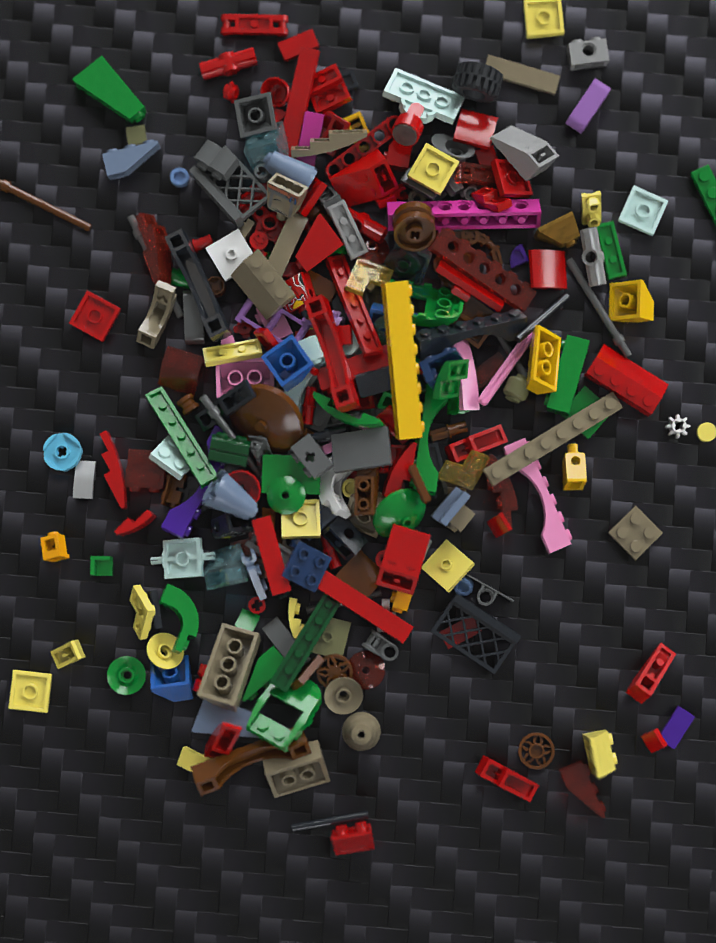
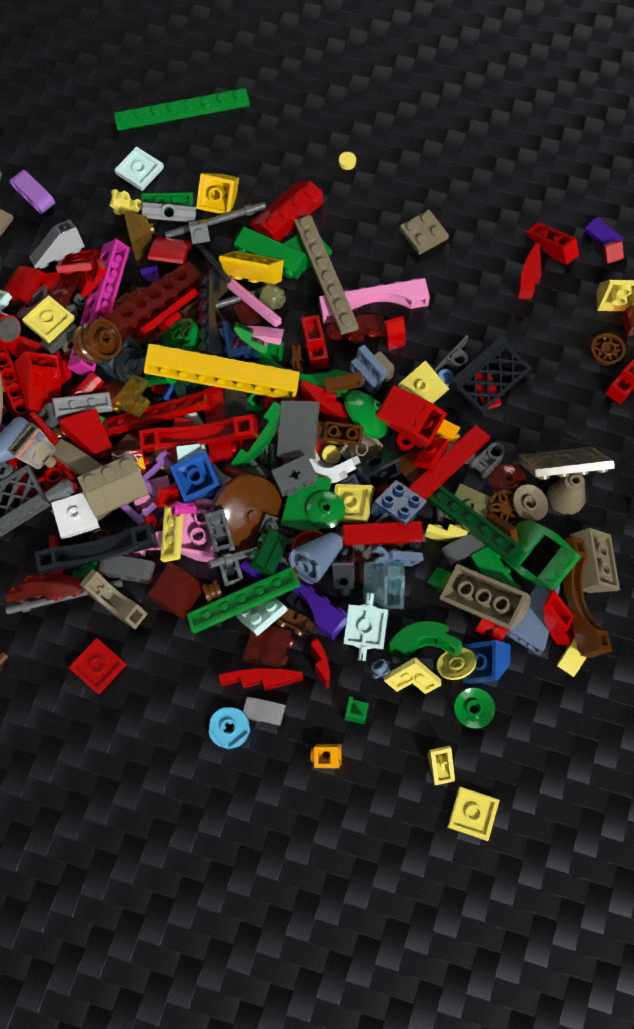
camera: 80 degrees left, 15 degrees down
(146, 580) = (380, 668): none -> sand blue plate
(252, 234) = (62, 489): none -> dark grey cone
(252, 601) = (431, 563): red bush -> none
(255, 357) = (183, 508): none -> dark pink pin
(367, 586) = (431, 453): none -> red plate
(385, 722) = (565, 462): none -> dark tan plate
(466, 474) = (341, 352): clear yellow plate -> none
(574, 475) = (357, 264): yellow torso -> none
(576, 294) = (199, 231): none -> brick
(607, 654) = (530, 274): none -> red slope
(683, 426) = (337, 179): white gear -> none

